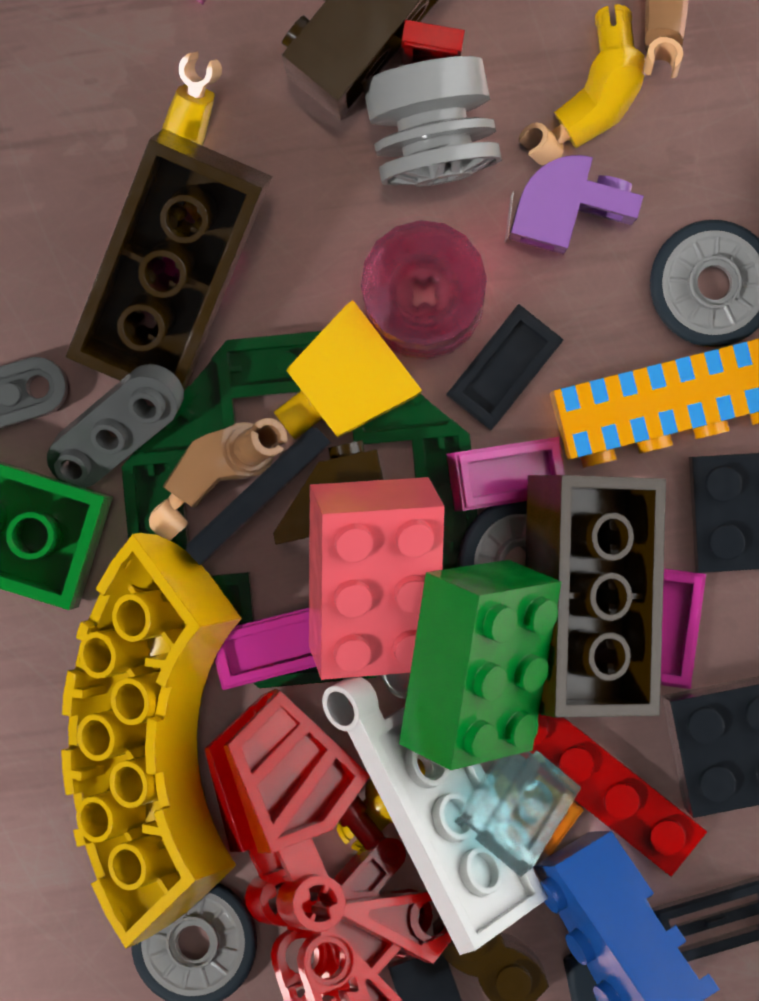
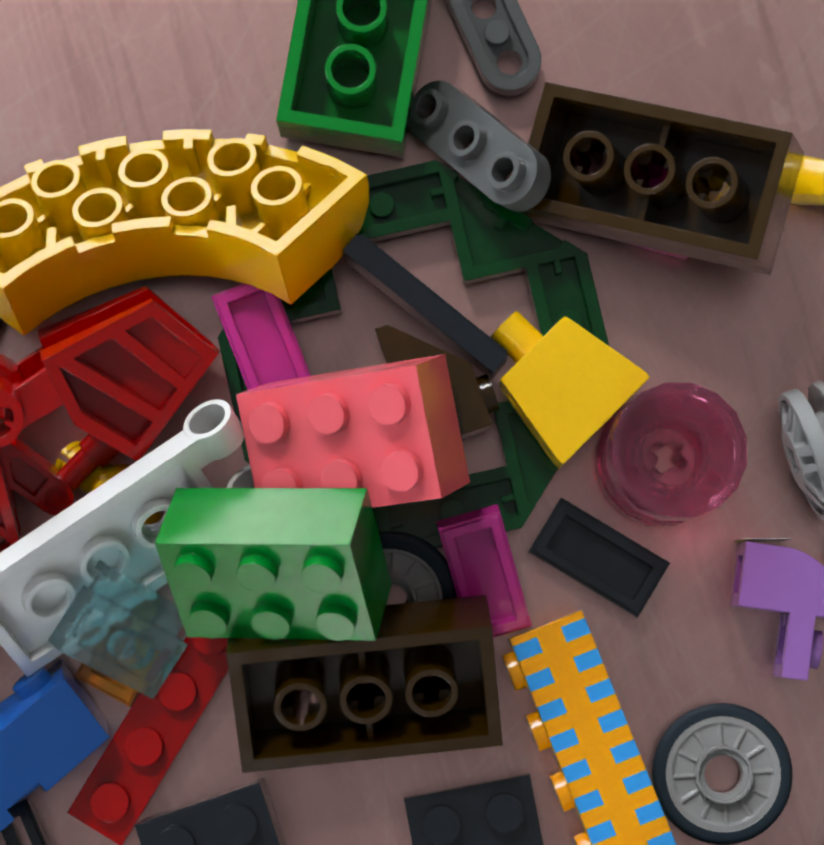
camera: 80 degrees right, 5 degrees down
(219, 456) = (460, 255): medium nougat arm -> none
(680, 625) = (343, 784): dark pink tile -> none

